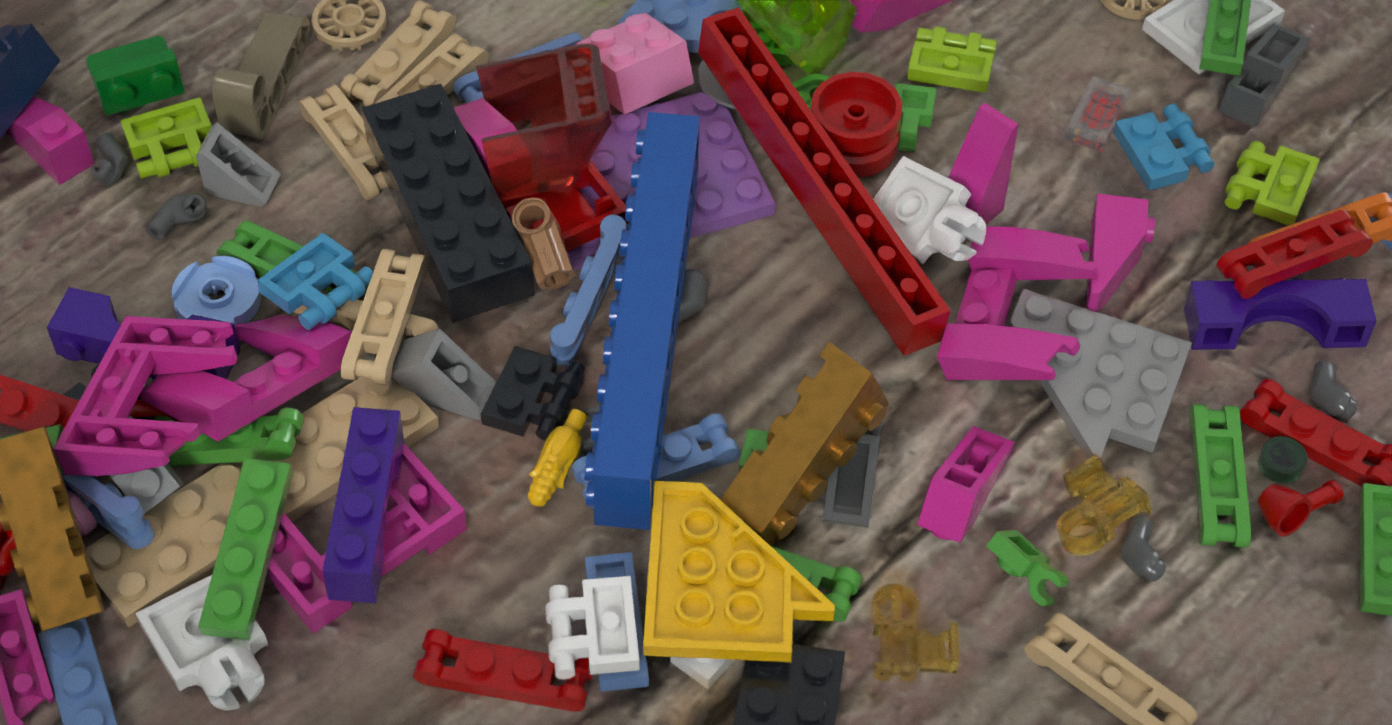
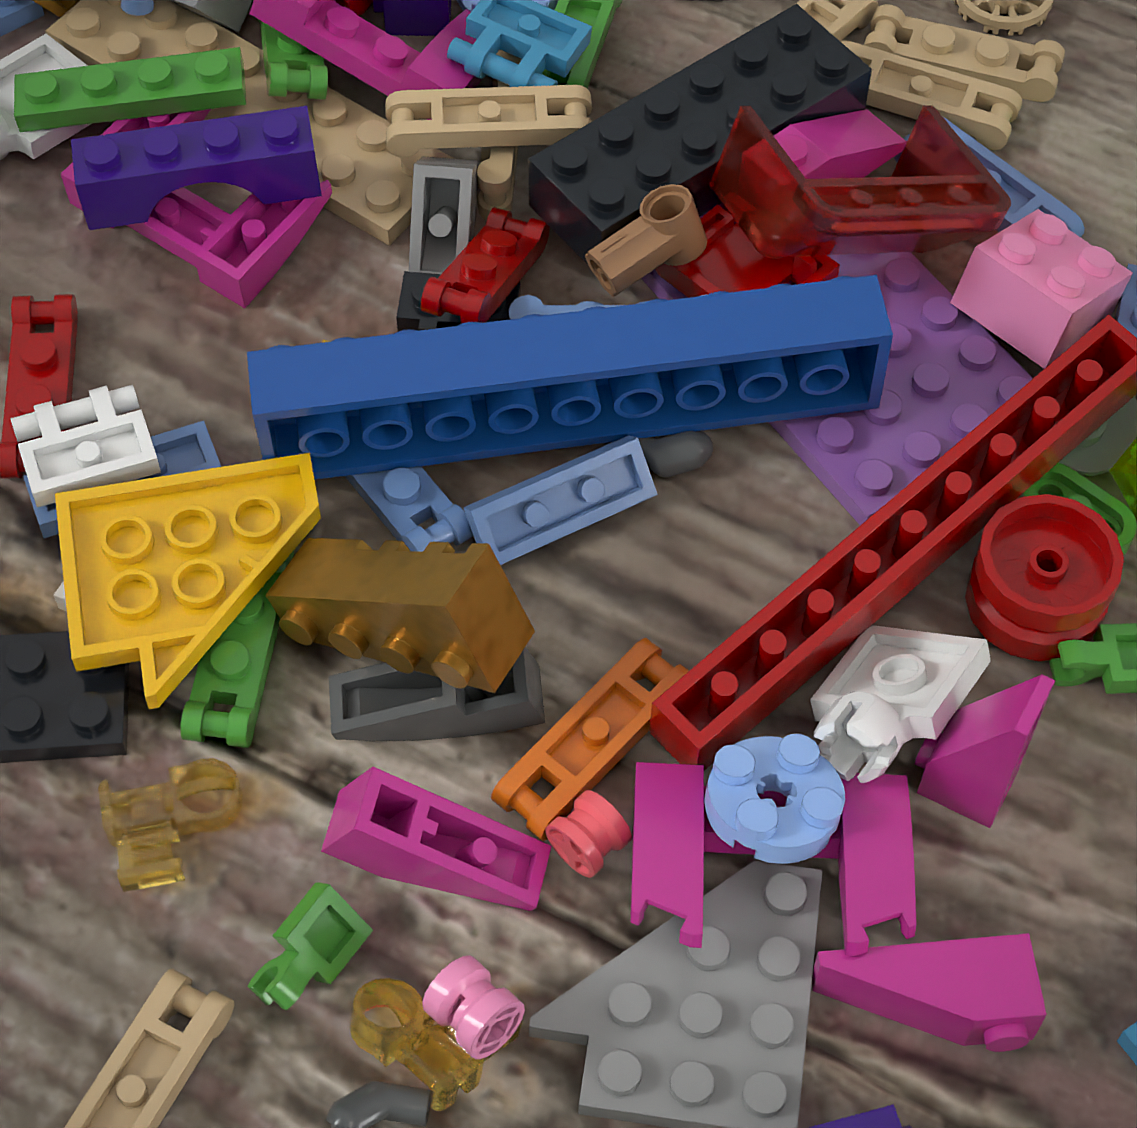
camera: 75 degrees right, 5 degrees up
(517, 354) = (486, 268): none -> red plate
(717, 360) = (562, 499): none -> medium blue plate
(905, 383) = (588, 738): none -> orange plate
(976, 397) = (588, 833): none -> coral wheel
(1001, 270) = (780, 765): none -> light blue plate
(1099, 467) = (473, 1007): none -> bright pink wheel

